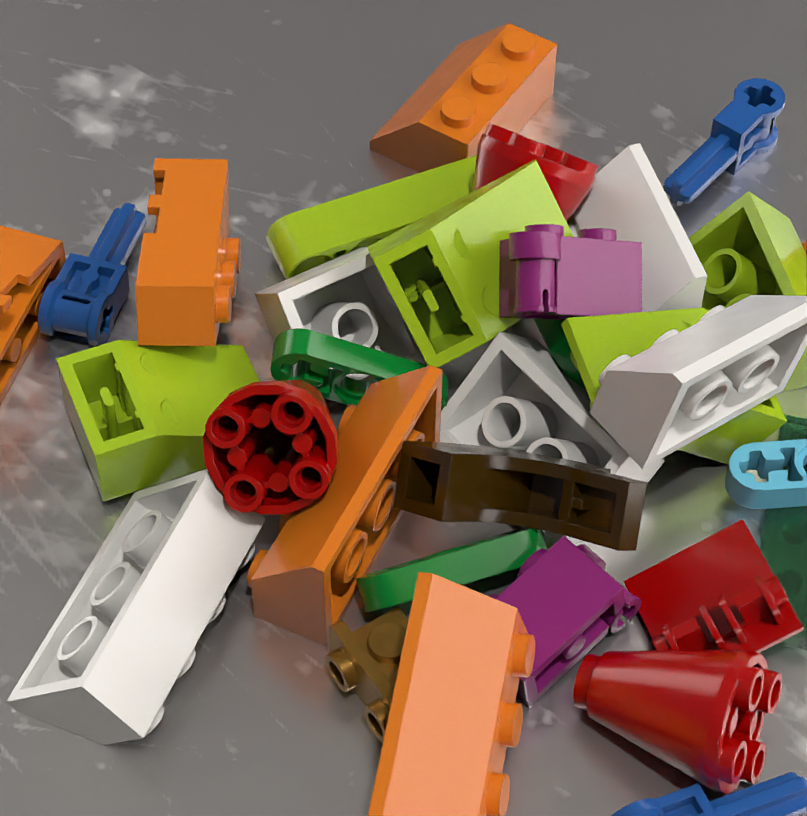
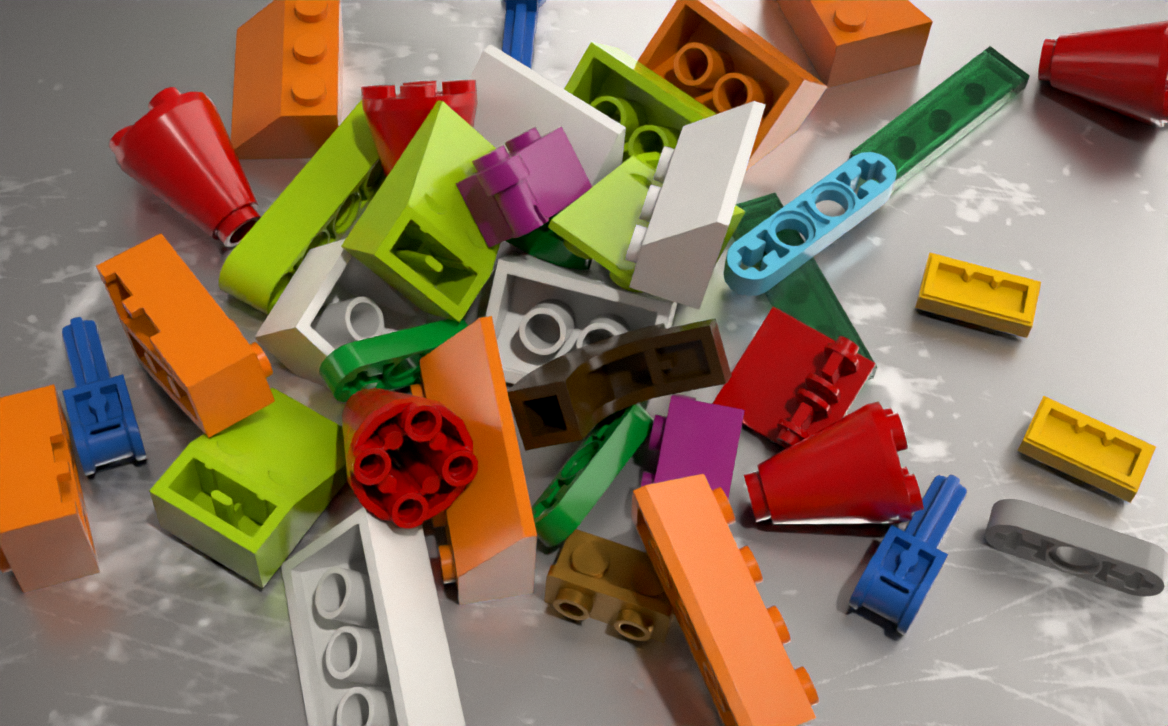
camera: 40 degrees left, 5 degrees up
(316, 121) = (189, 164): none -> red cone

